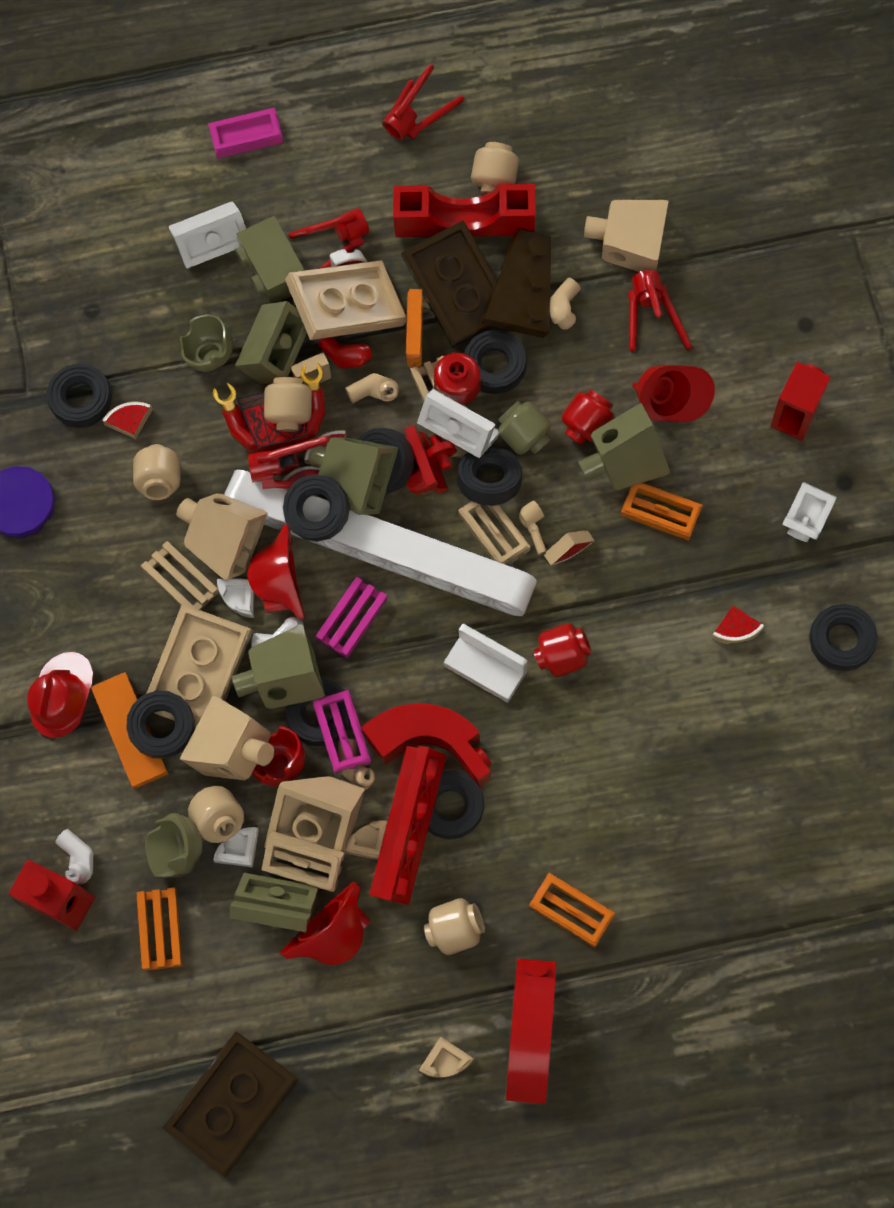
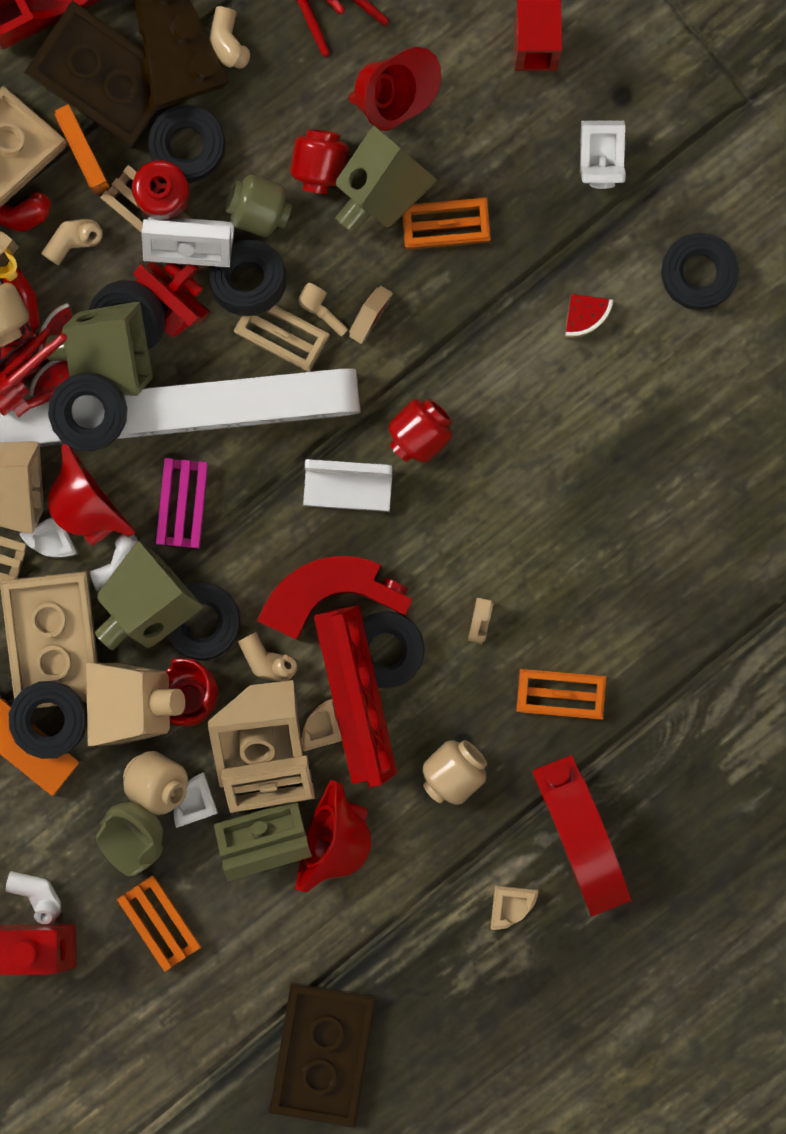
camera: 25 degrees left, 15 degrees up
(350, 762) = (264, 660): dark pink tile -> none
(536, 818) = (480, 620): none -> tan tile

